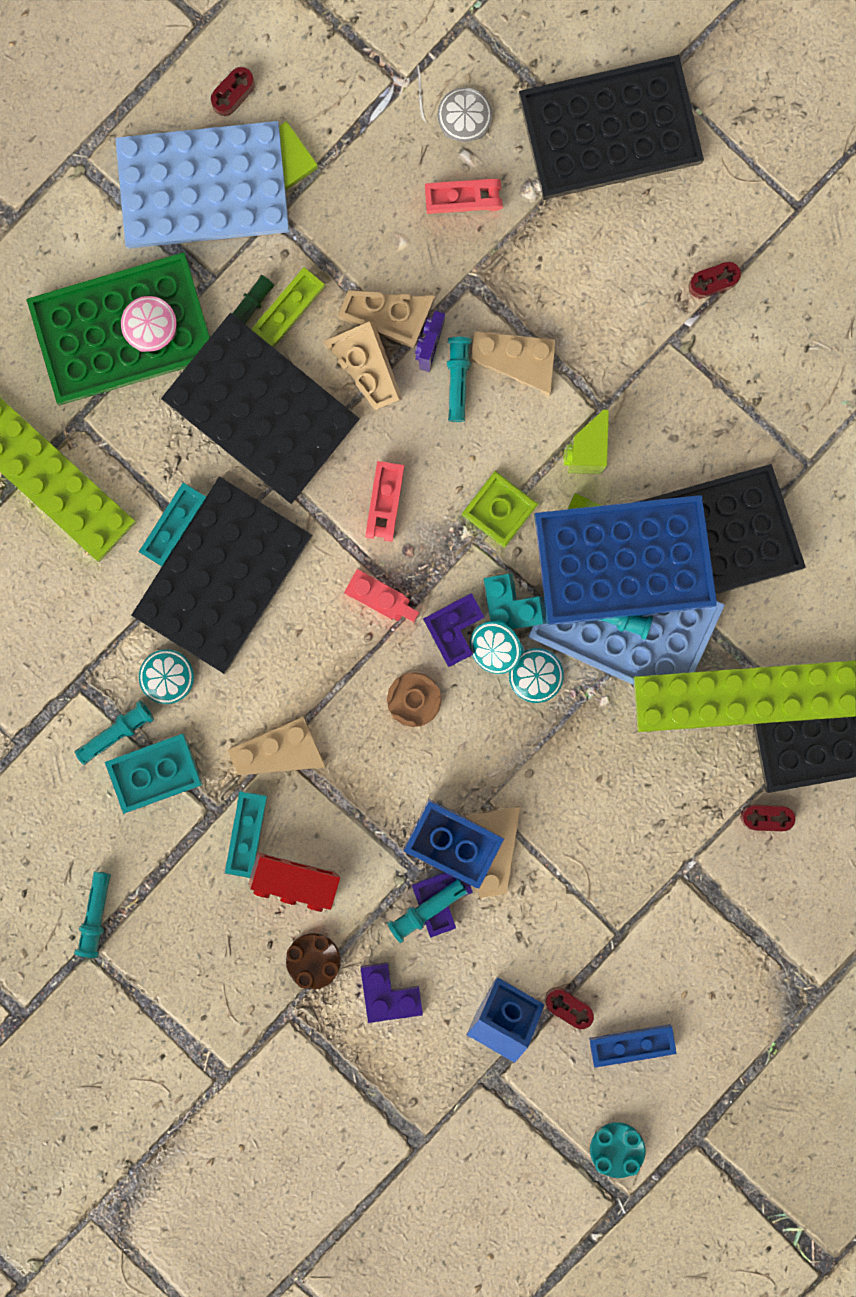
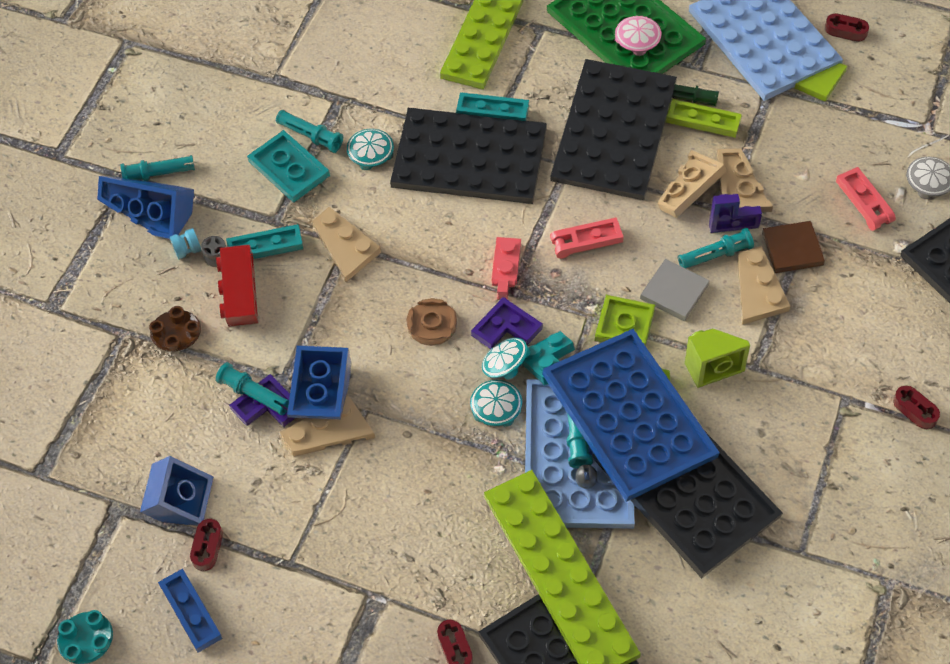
camera: 70 degrees right, 30 degrees down
(145, 930) = (155, 206): none -> blue wedge
(210, 917) = (180, 245): none -> medium azure wheel
(230, 894) = (208, 248): none -> dark grey wheel
(383, 1001) = (161, 393): dark purple plate -> none
(484, 442) = (674, 289): none -> light grey tile
(485, 299) = (793, 247): none -> reddish brown tile
(658, 633) = (580, 478): none -> dark grey hinge

